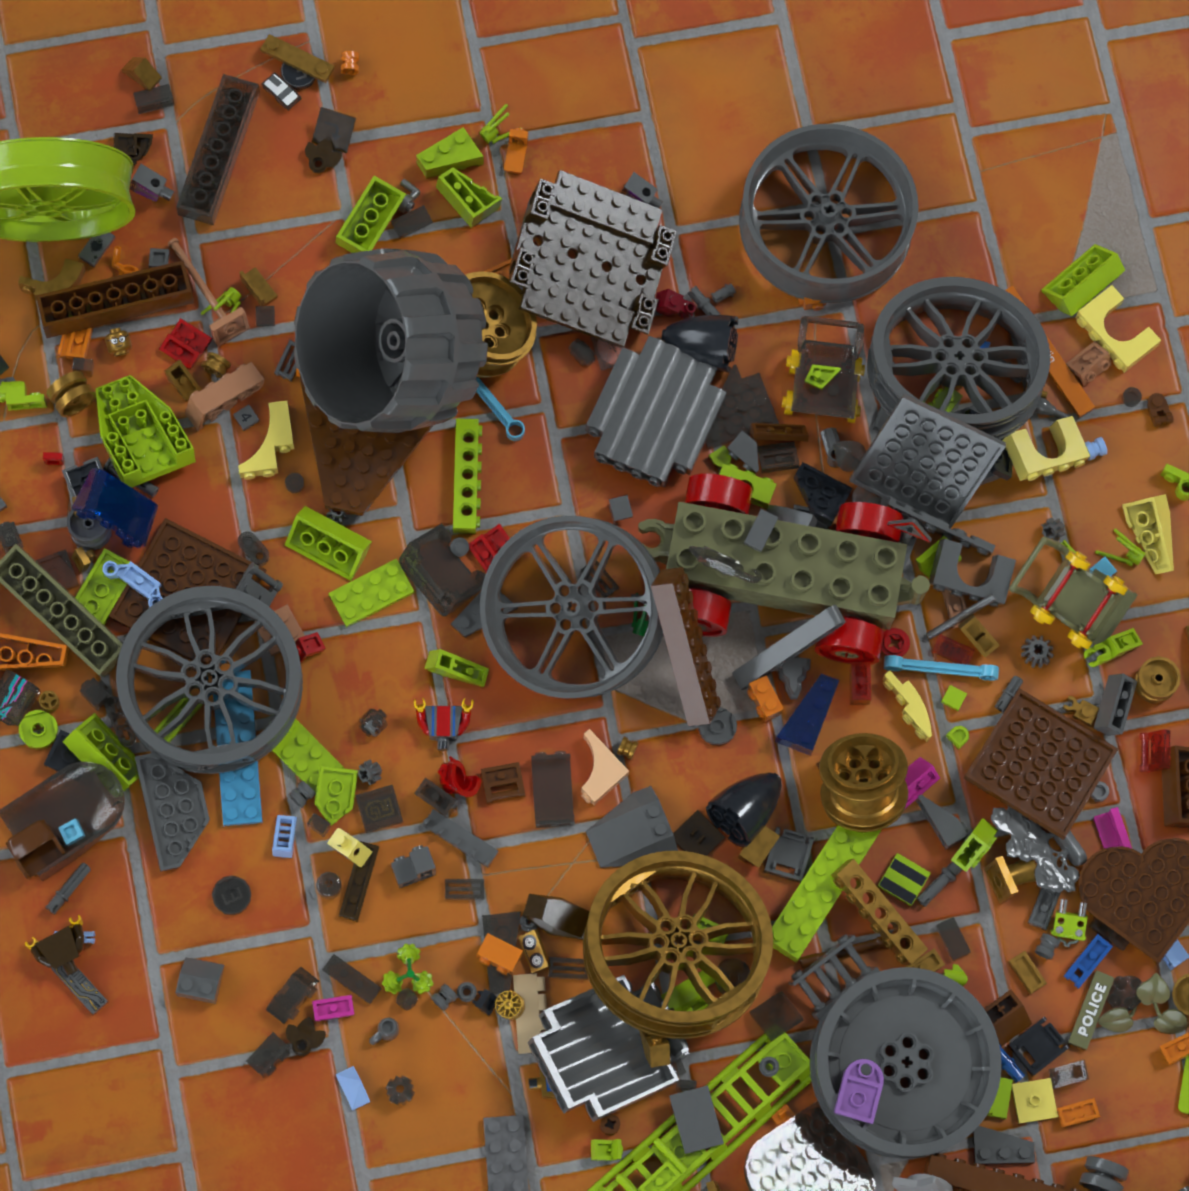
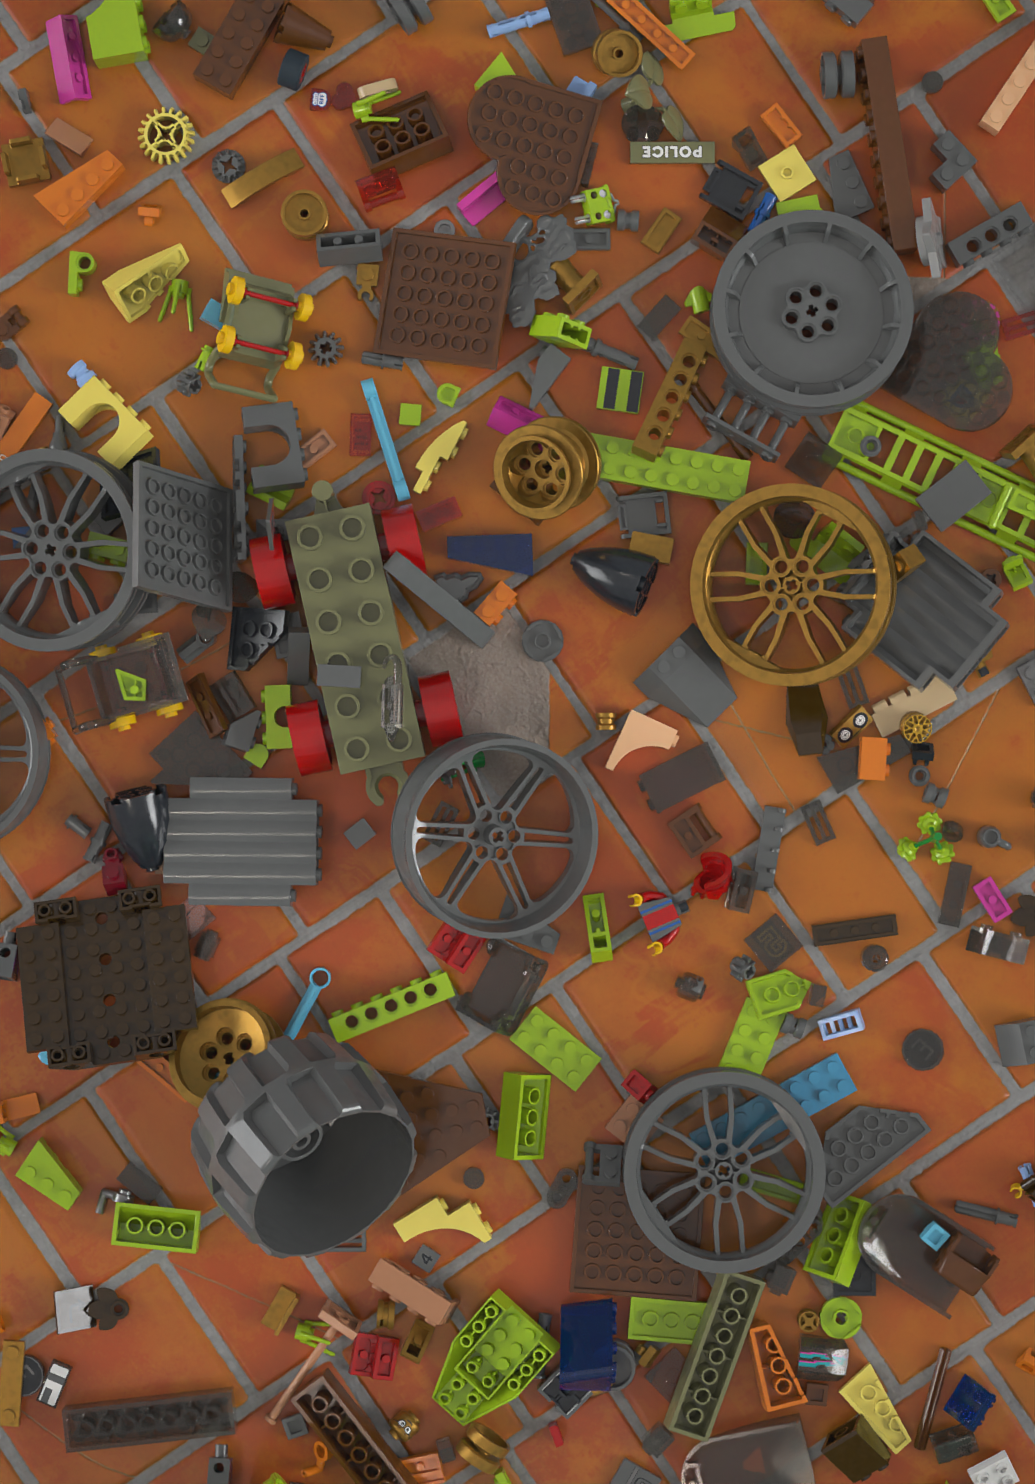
camera: 110 degrees left, 15 degrees up
(136, 579) = (648, 1289): light blue plate -> none
(265, 316) = (308, 1288): clear smoke tile -> none
(346, 845) = (829, 958): light yellow torso -> none
(415, 867) = (820, 881): dark grey brick -> none
(459, 546) = (470, 980): dark grey plate -> none
(467, 197) = (89, 1137): lime wedge -> none
(685, 646) = (489, 704): brick -> none
(698, 835) = (664, 613): dark brown piece -> none
(782, 1115) = (908, 413): orange tile -> none
(860, 1093) = (867, 342): medium lavender tile -> none
(961, 616) = (323, 440): flat silver bar -> none
(978, 635) = (337, 414): pearl gold brick -> none
(1088, 960) = (624, 174): blue plate -> none
(1112, 648) = (290, 272): lime plate -> none

